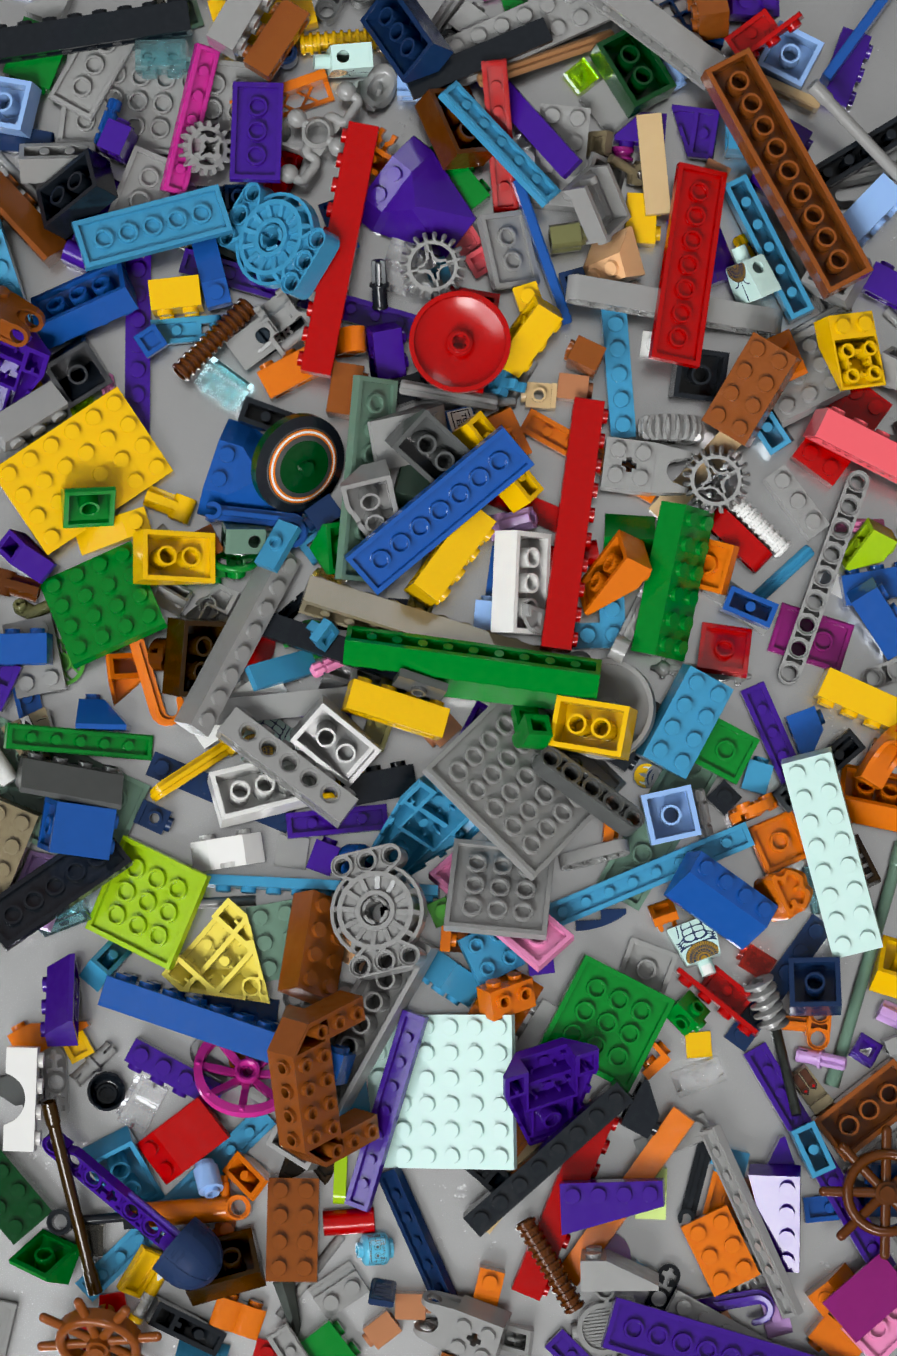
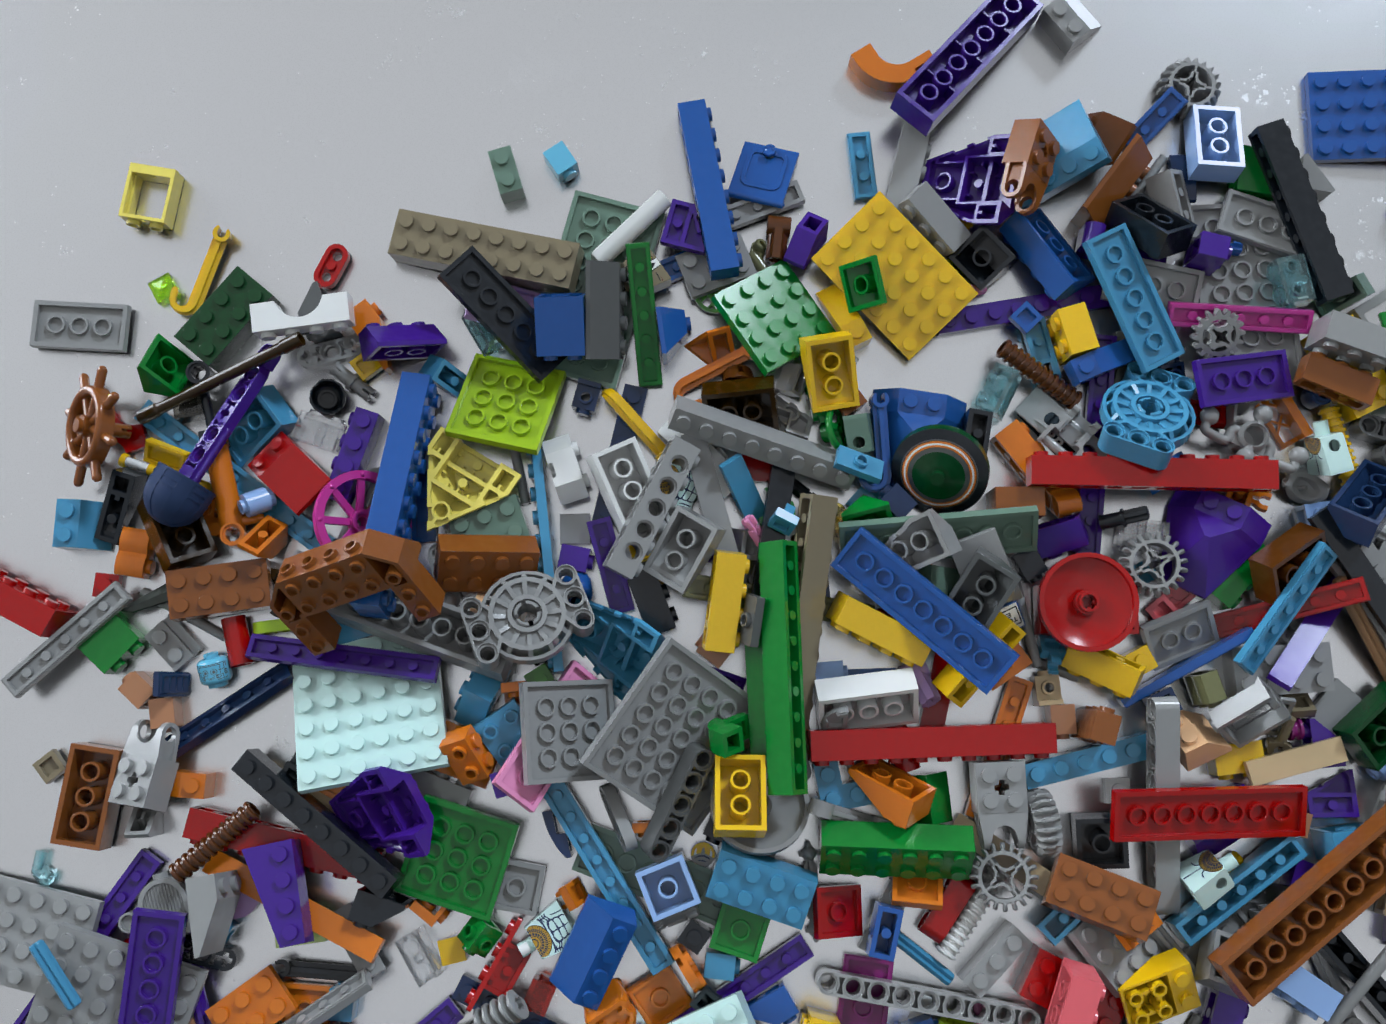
camera: 80 degrees right, 5 degrees down
(174, 506) = (876, 368): yellow piece -> none
(430, 392) = (1031, 613): light grey axle -> none
(580, 76) = (1359, 676): clear neon green tile -> none

